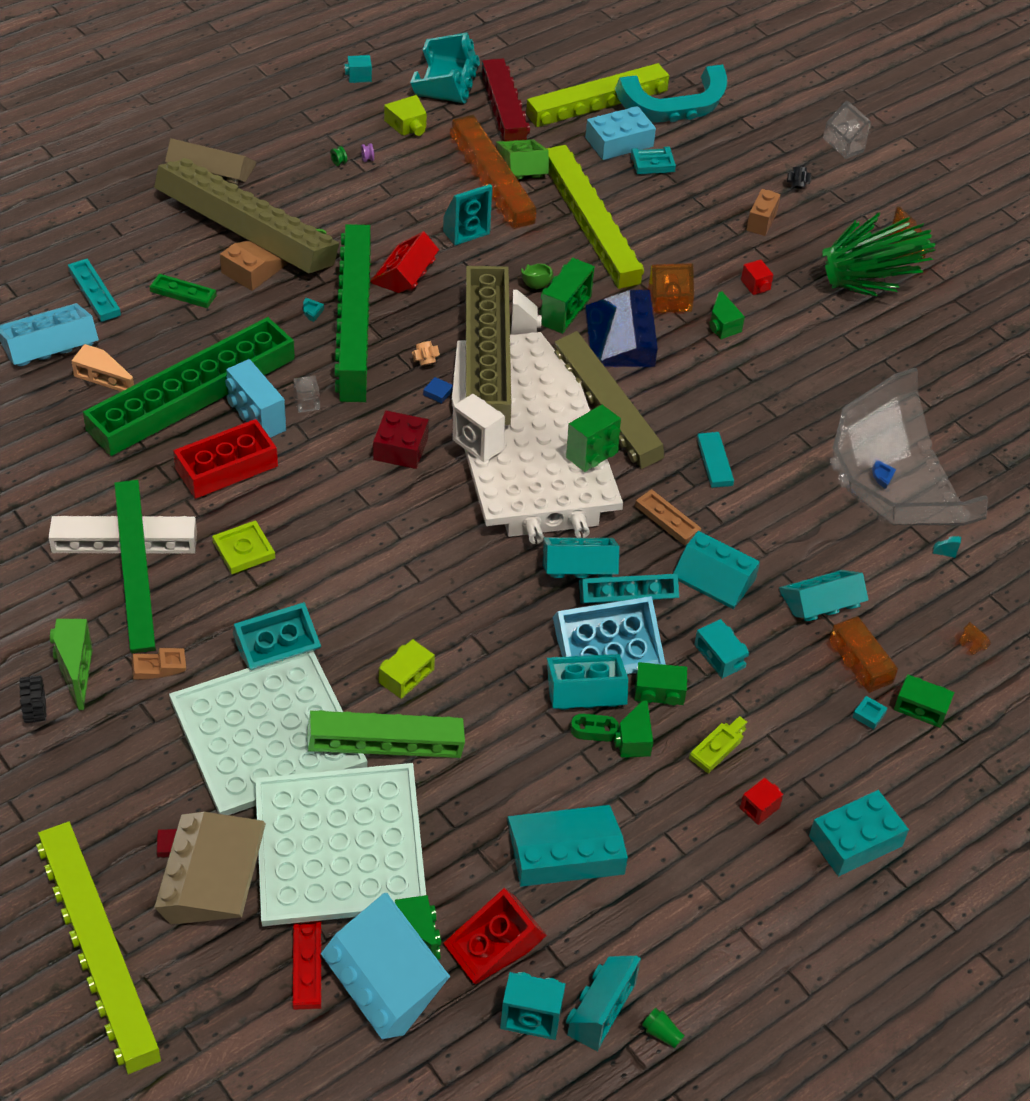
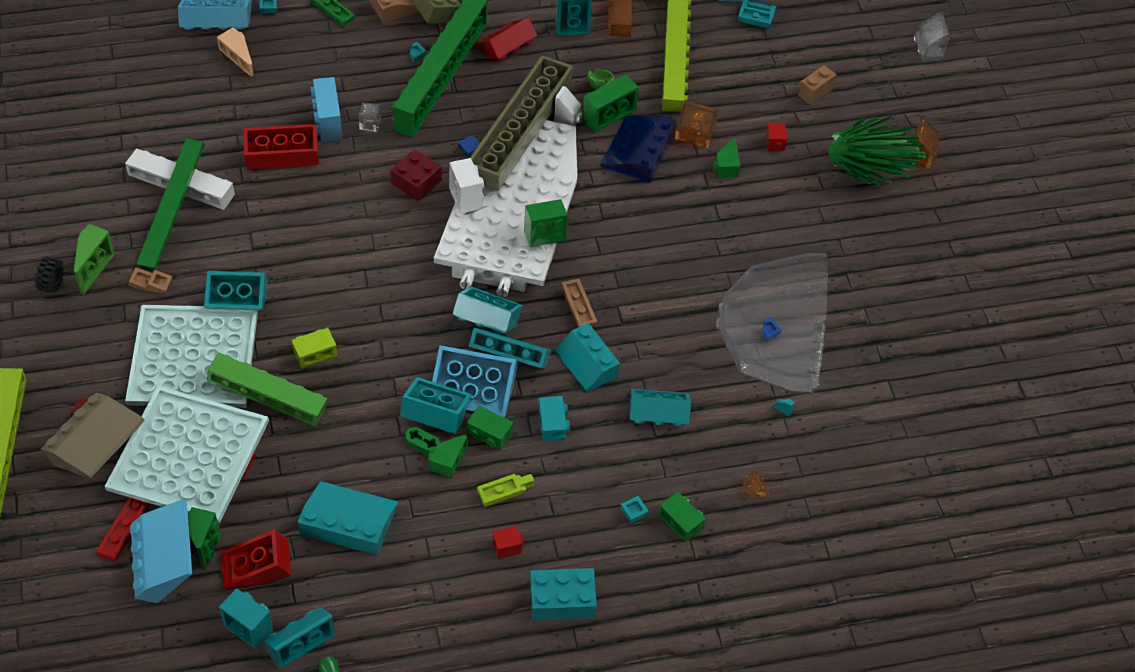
camera: 25 degrees right, 5 degrees up
(184, 387) = (287, 82): green brick -> none
(243, 547) = (257, 217): lime plate -> none
(425, 353) = (476, 114): light nougat gear -> none
(600, 389) = (592, 198): olive brick -> none
(715, 459) = (647, 272): teal tile -> none
(799, 177) = (866, 64): black gear -> none
(863, 654) = (657, 464): clear orange brick -> none

